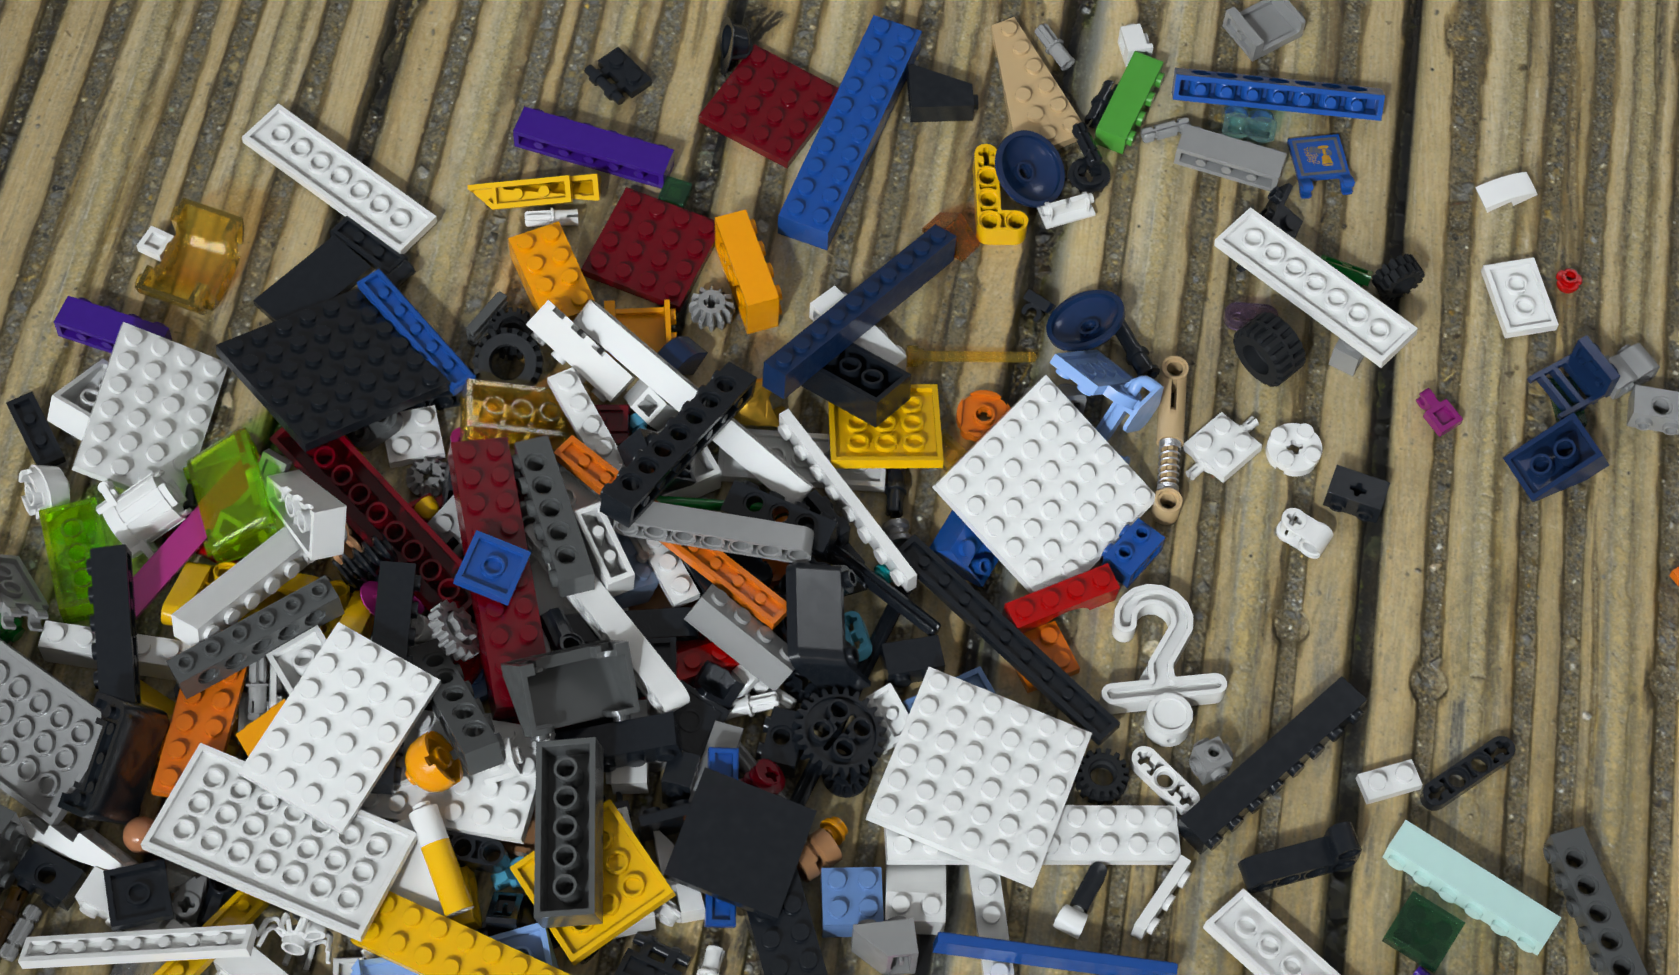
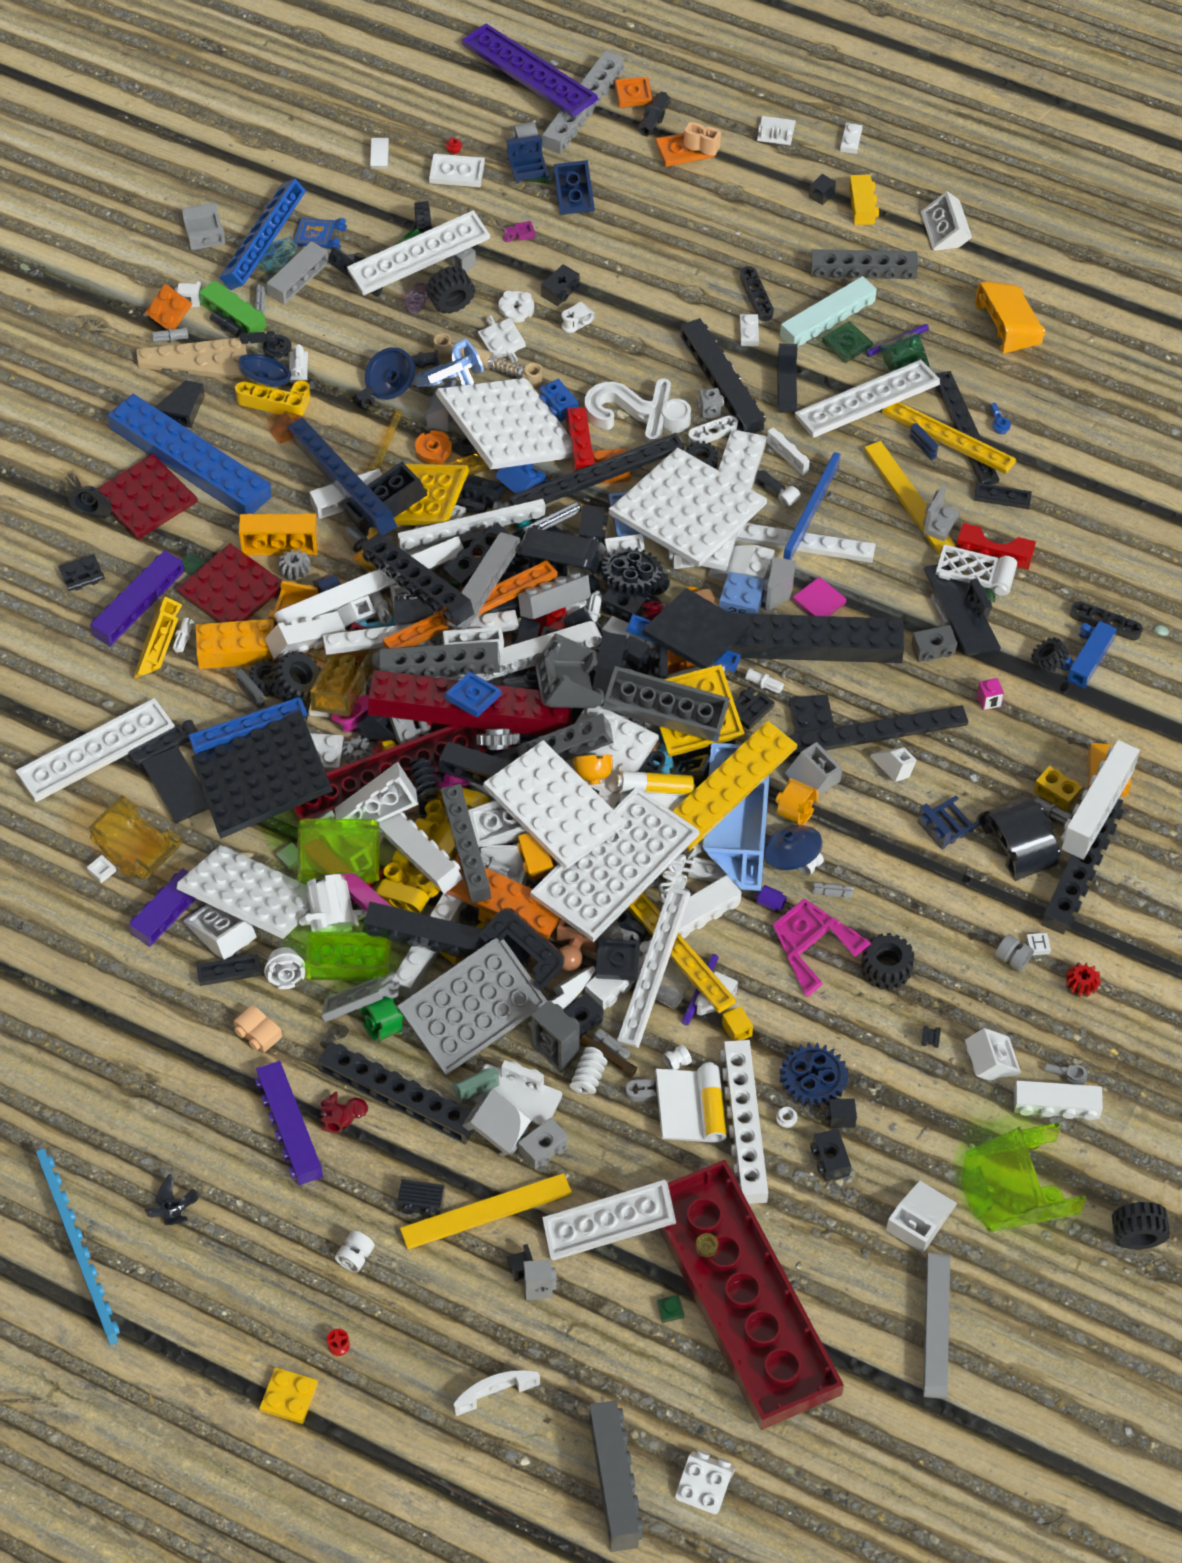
camera: 70 degrees left, 5 degrees down
(924, 503) = (482, 490): none -> black bracket
(1095, 28) = (168, 307): none -> orange plate

